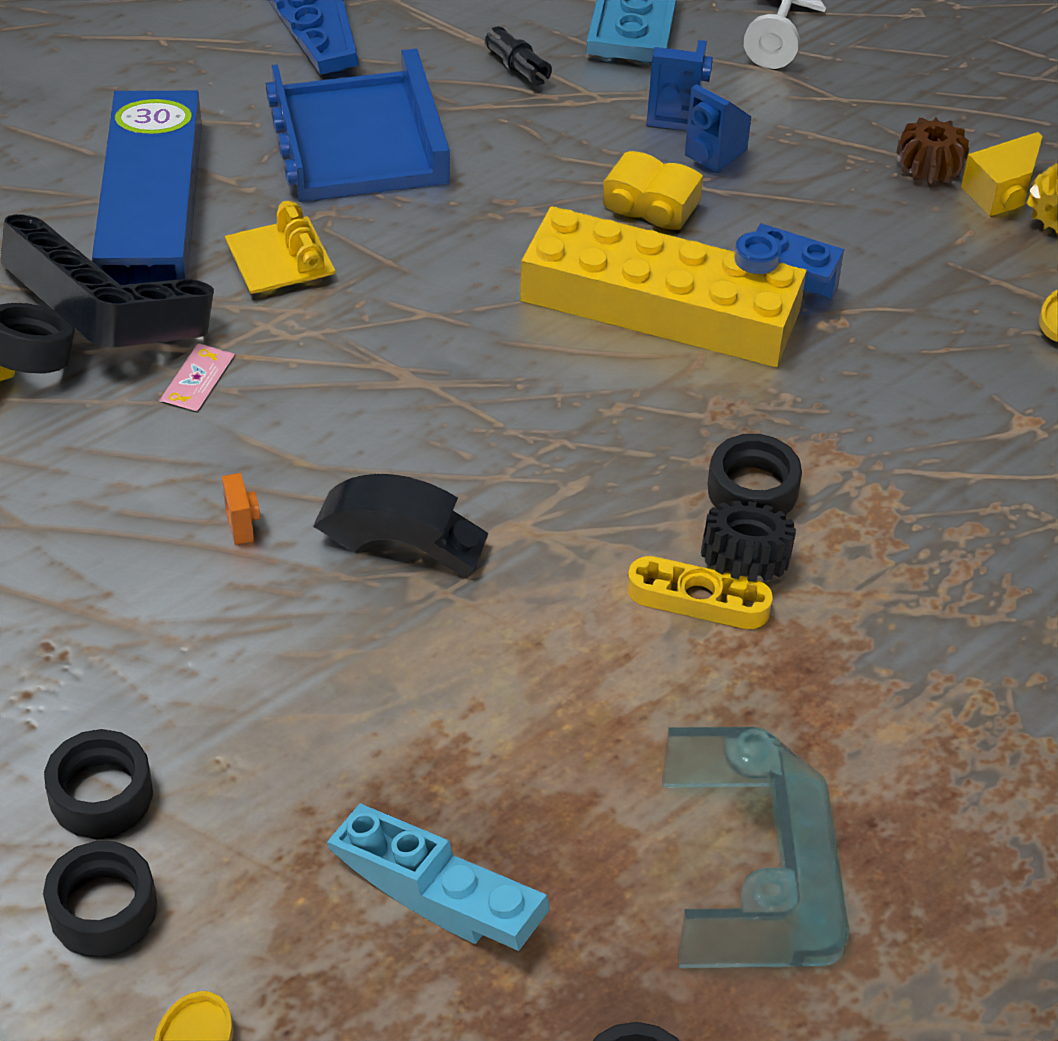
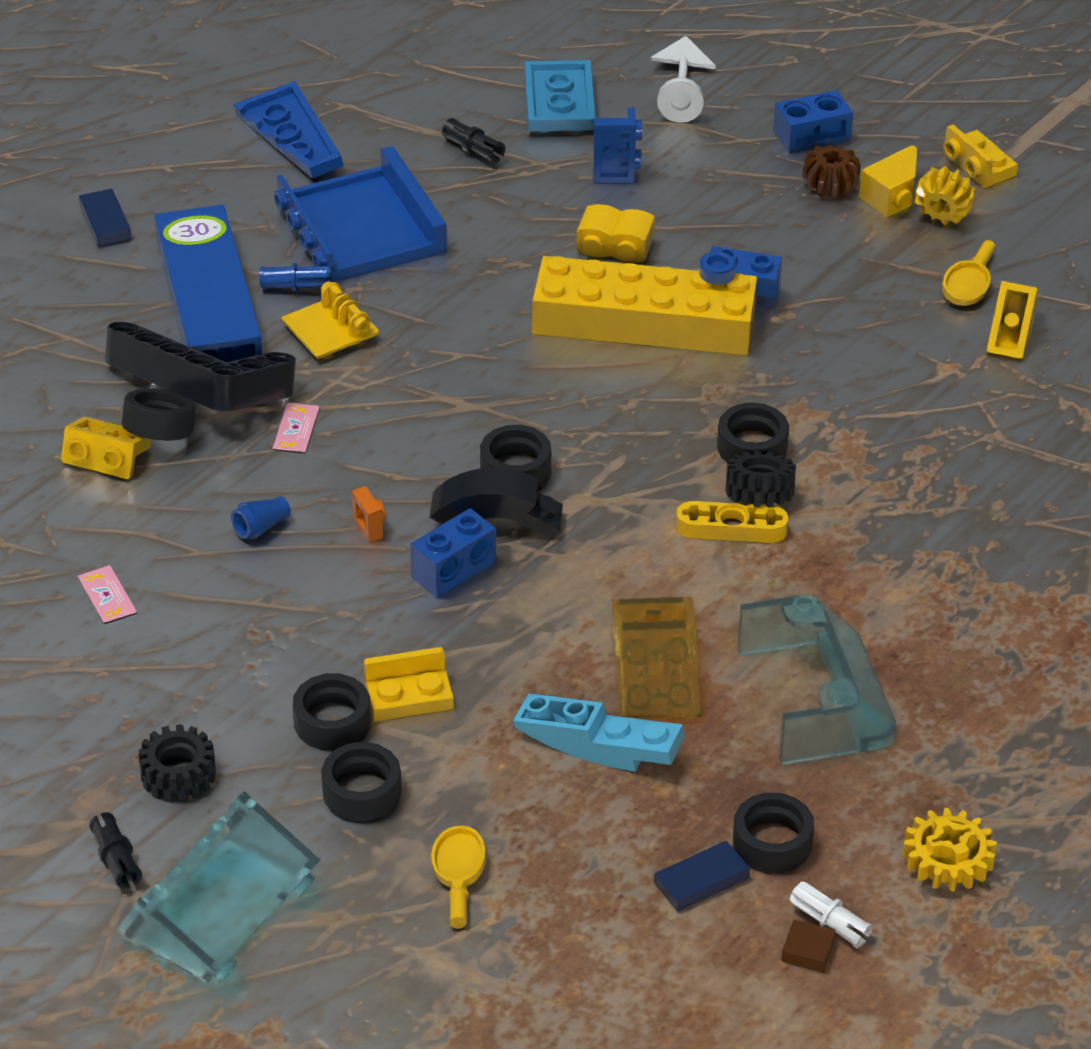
camera: 10 degrees left, 5 degrees down
(68, 87) = (105, 217): none -> dark blue tile
(103, 490) = (257, 517): none -> blue cone
(210, 760) = (408, 684): none -> yellow bracket
(255, 188) = (294, 277): none -> blue axle
(326, 580) = (453, 552): none -> blue brick
(451, 436) = (518, 440): none -> black tyre
(542, 782) = (656, 658): none -> clear yellow slope
(715, 130) = (654, 178): blue slope -> none
(924, 87) = (813, 121): none -> blue brick

